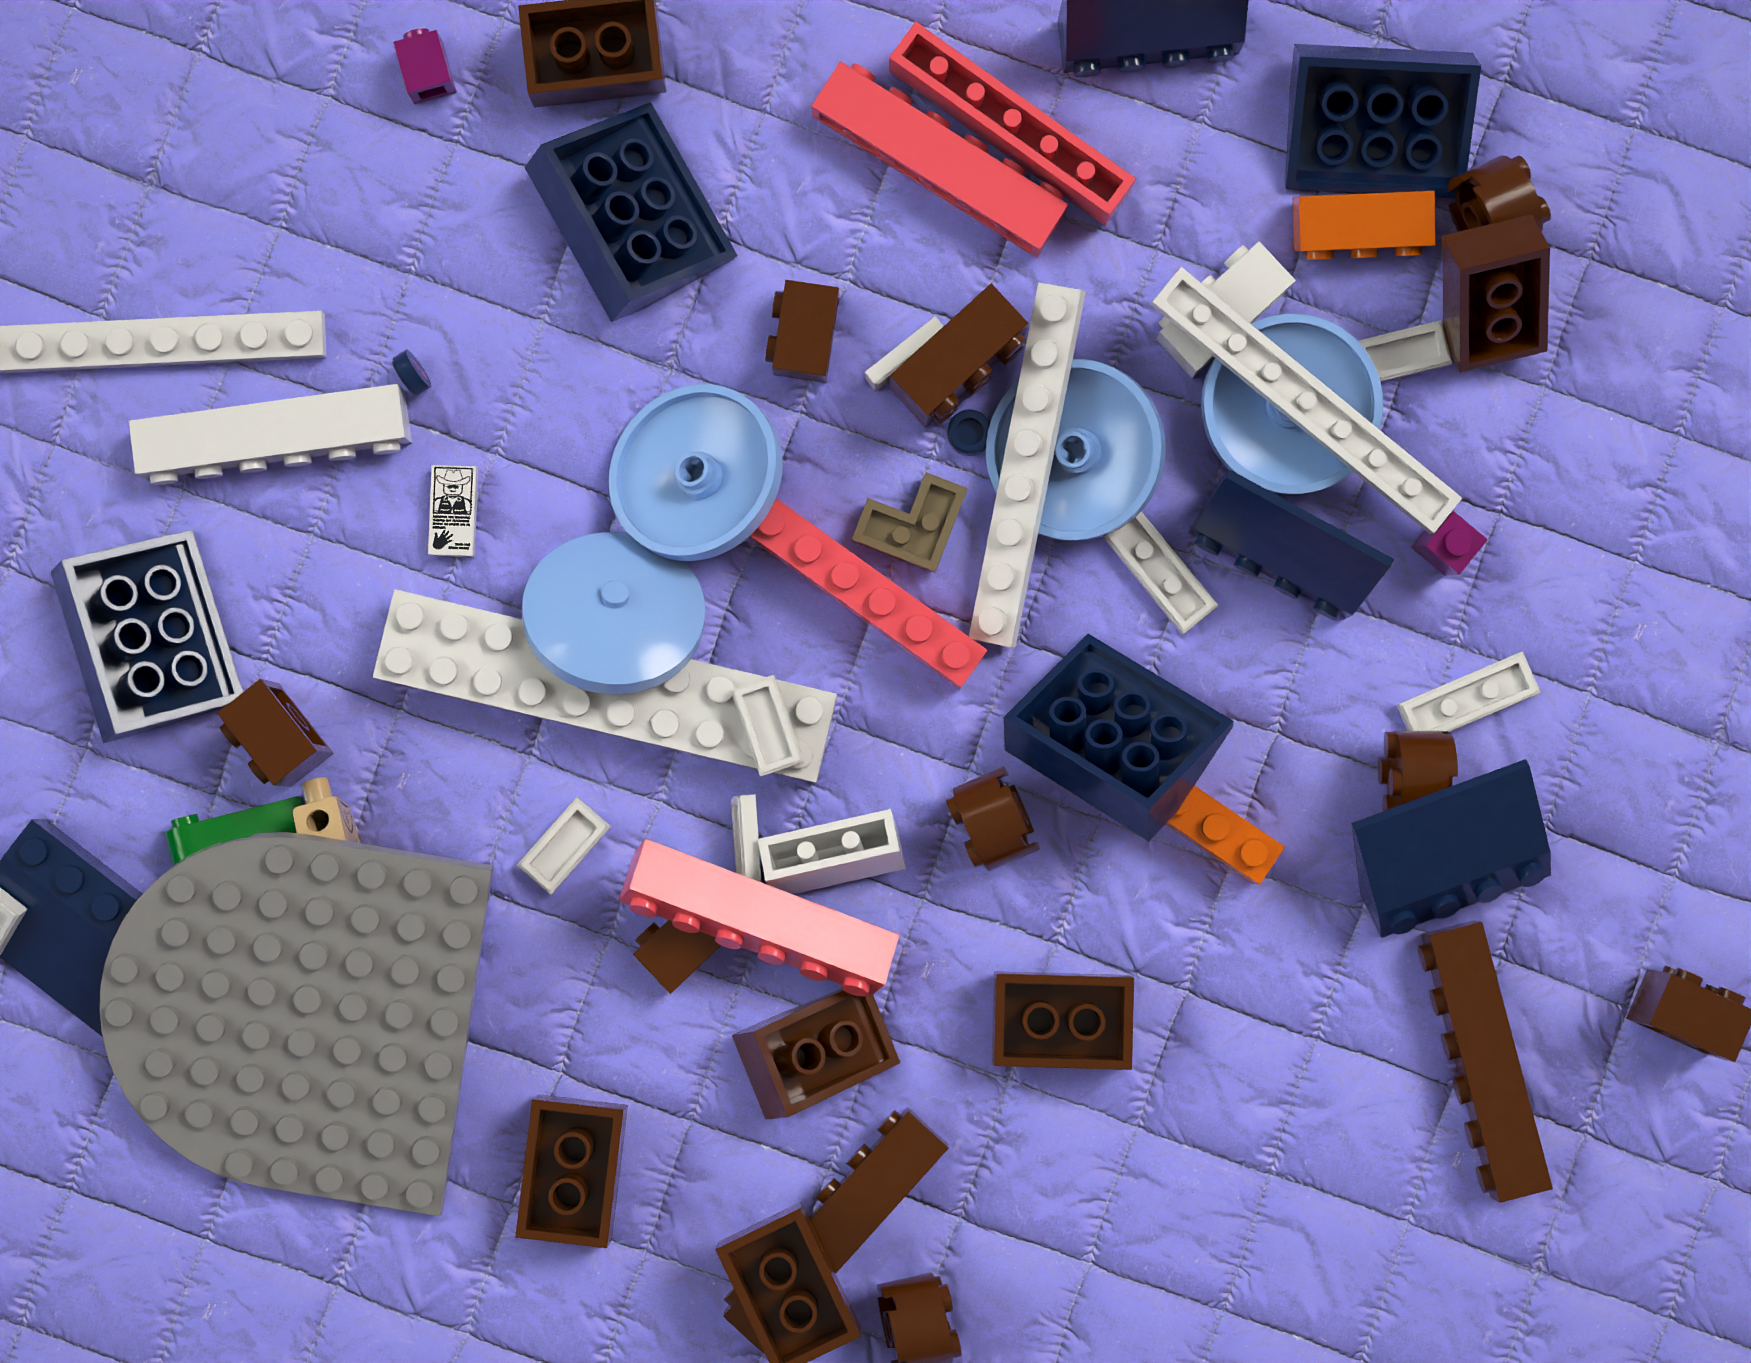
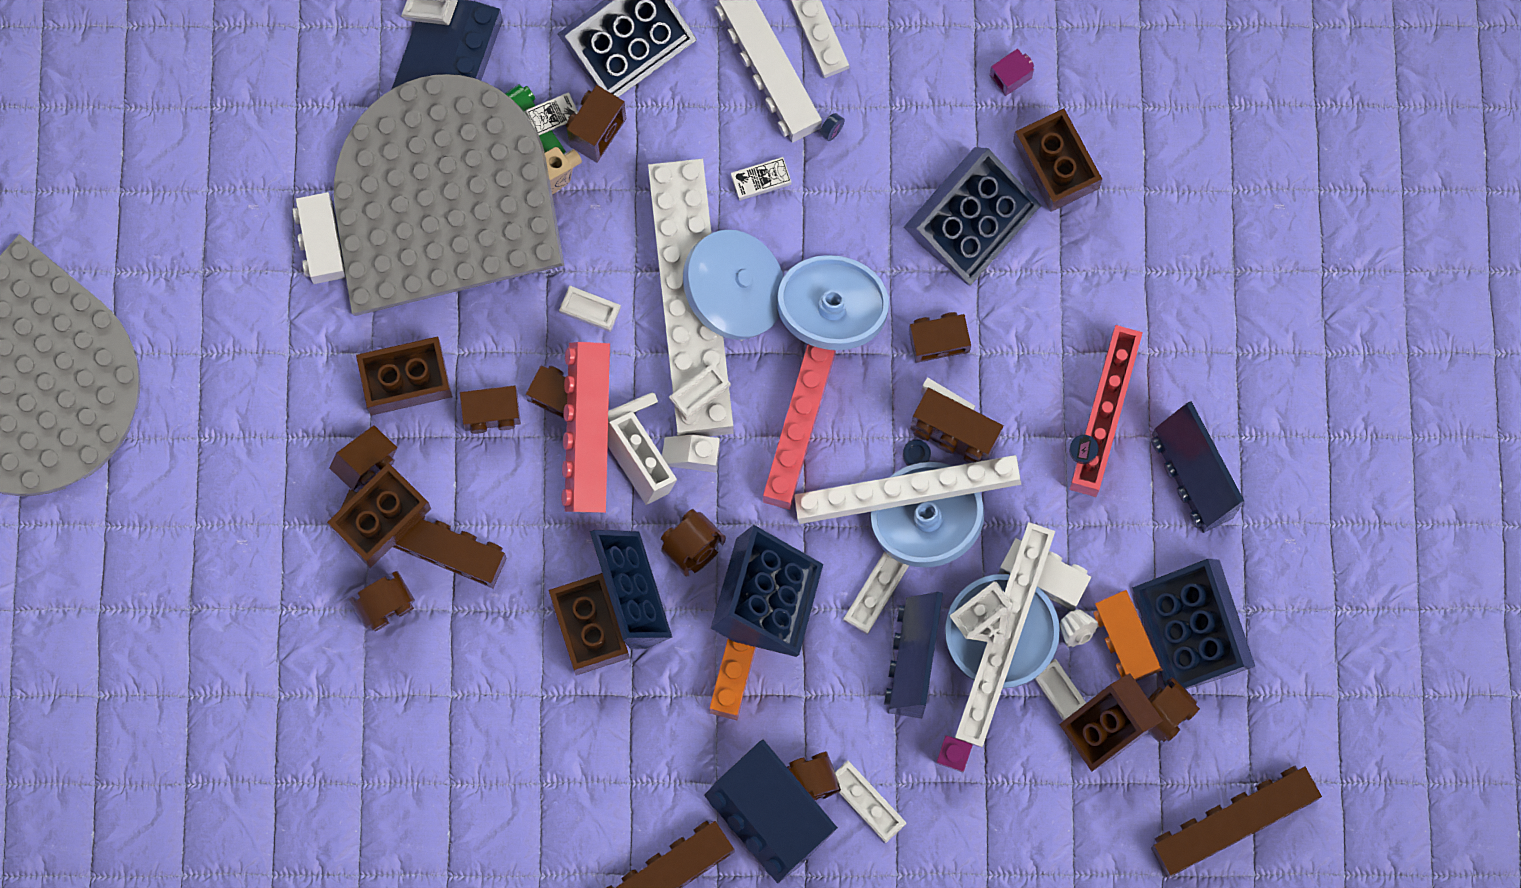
camera: 70 degrees right, 10 degrees down
(233, 798) = (551, 113): none -> white tile
(300, 1227) = (319, 238): none -> white brick
(670, 1054) = (490, 409): none -> reddish brown brick
(681, 1277) = (363, 458): none -> reddish brown brick
(814, 1051) = (521, 491): reddish brown slope -> none
(848, 771) = (692, 452): none -> white slope
(916, 536) = (844, 445): dark tan plate -> none
(939, 158) = (1070, 377): coral brick -> none
(1035, 939) = (631, 587): none -> dark blue slope
(1067, 177) = (1083, 449): none -> dark blue tile
(1272, 420) = (985, 615): none -> white slope
(1323, 291) = (1077, 628): none -> white piece
(1689, 169) = (1236, 821): none -> reddish brown brick

